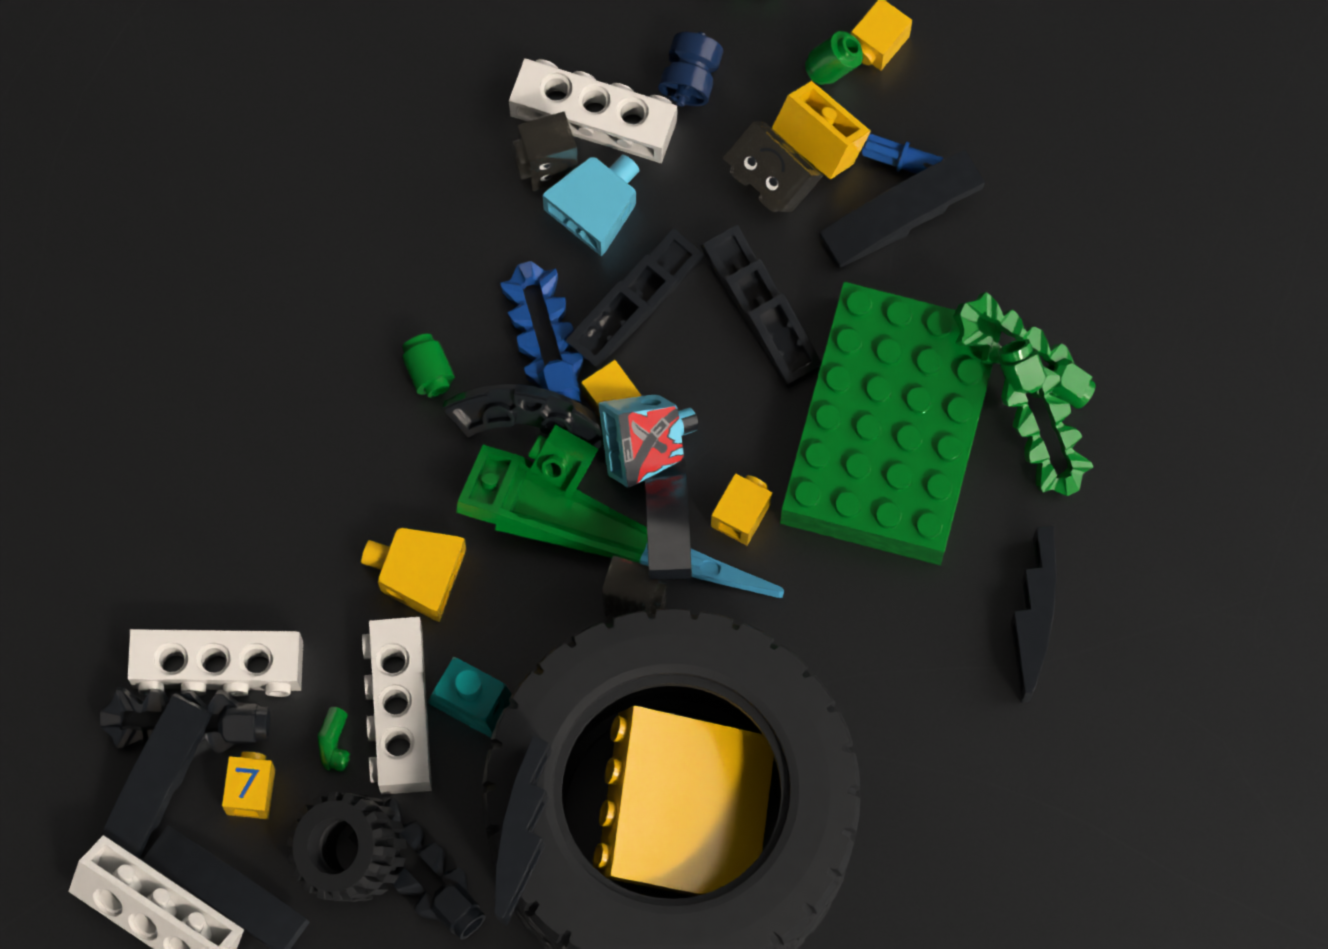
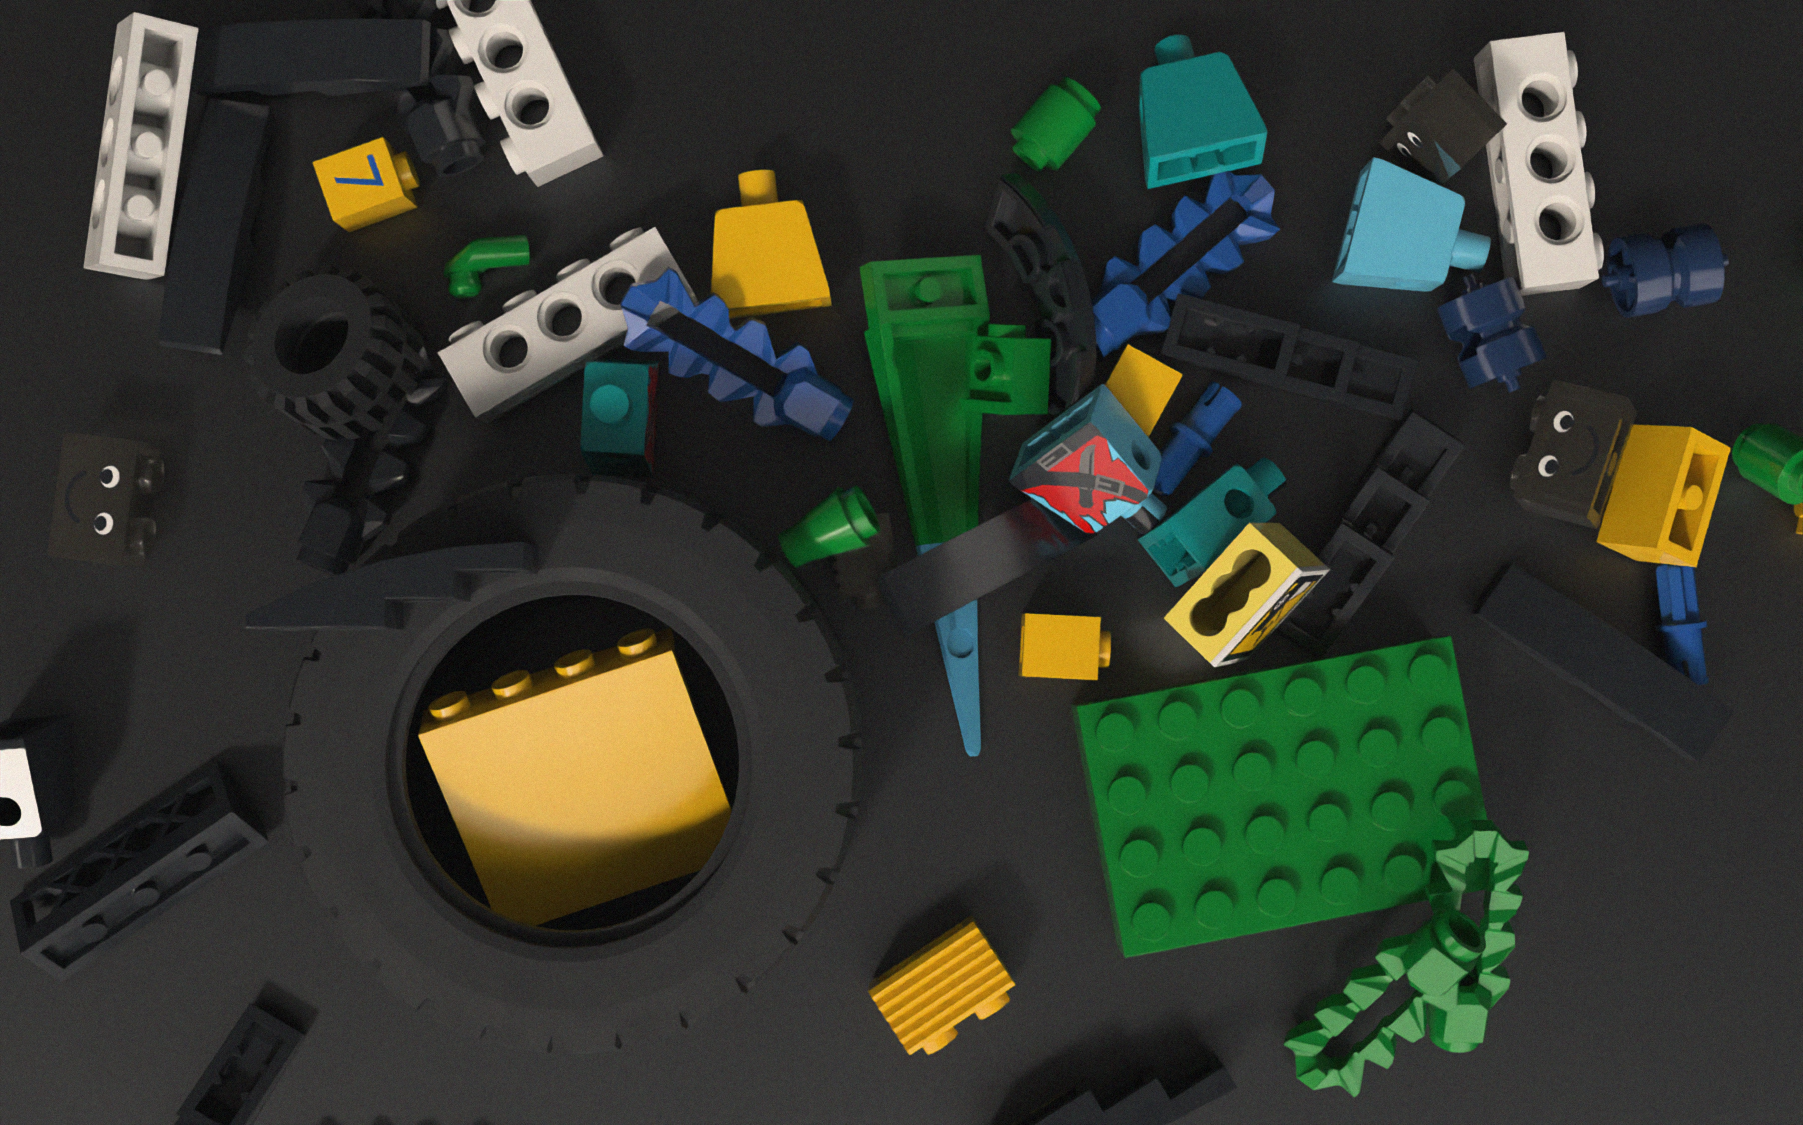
camera: 65 degrees right, 15 degrees up
(464, 283) = (1195, 116): none -> teal torso
(512, 587) = (800, 394): none -> blue sword
(606, 586) = (832, 527): none -> green cone
(652, 372) = (1194, 436): none -> blue axle
(678, 179) = (1491, 332): none -> dark blue wheel
(711, 386) = (1212, 518): none -> teal torso
(762, 381) = (1246, 593): none -> light yellow piece
(912, 673) = (942, 987): none -> yellow brick

